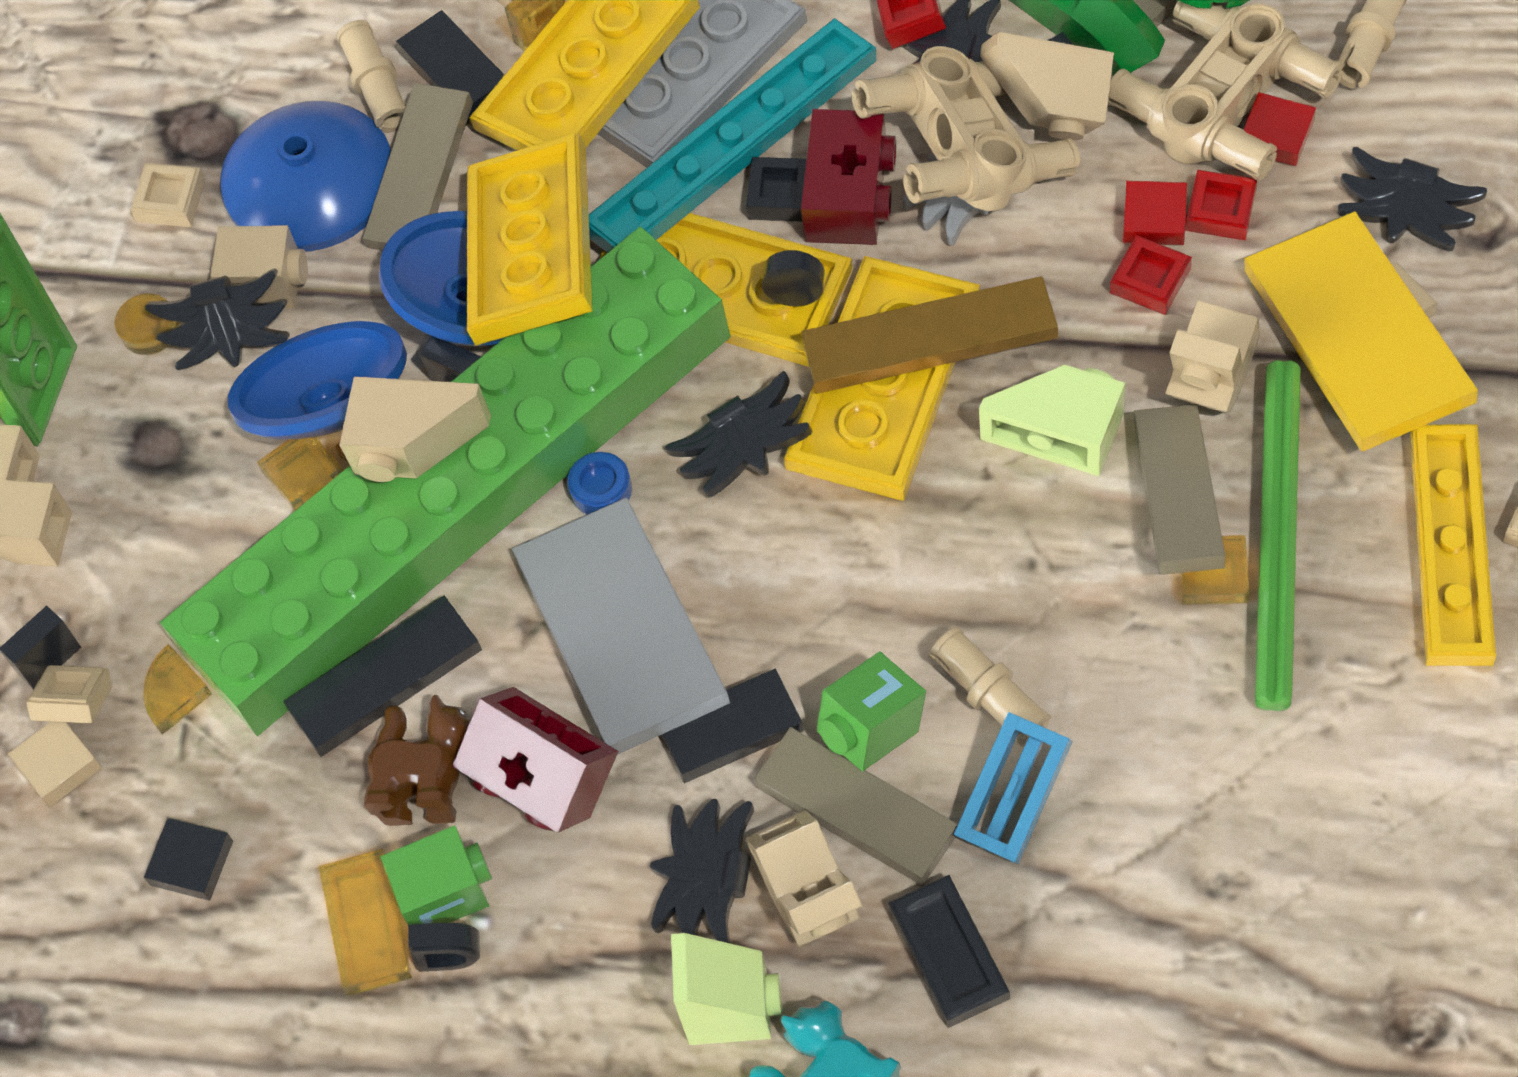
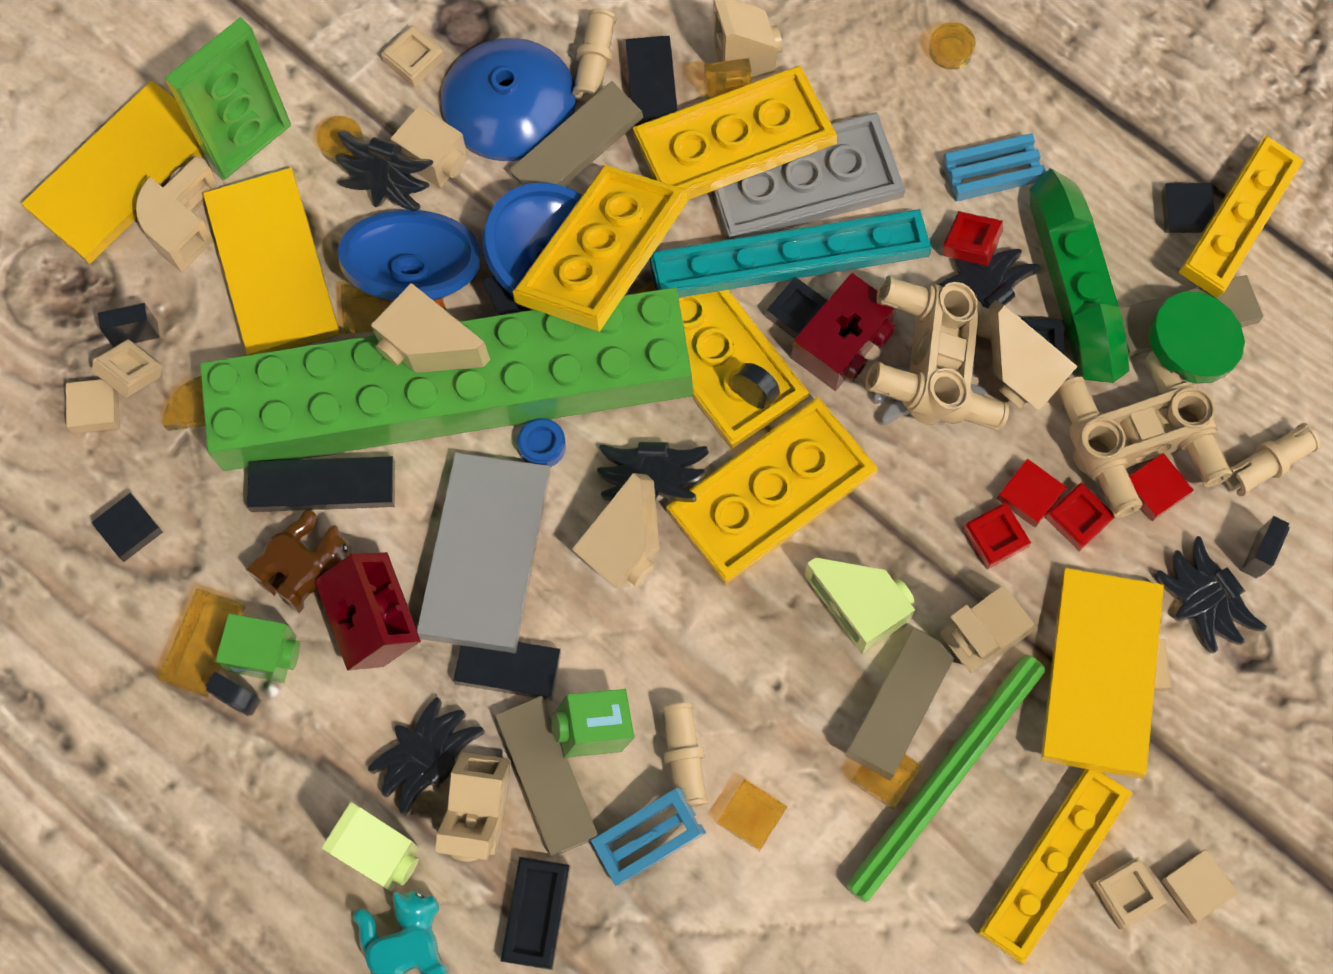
camera: 25 degrees right, 10 degrees up
(156, 489) = (271, 263): none -> yellow tile
(761, 509) = (624, 535): none -> tan slope
(929, 334) = (817, 484): pearl gold tile -> none
(1105, 702) = (752, 815): none -> clear yellow tile
(1428, 114) = (1266, 547): none -> black tile

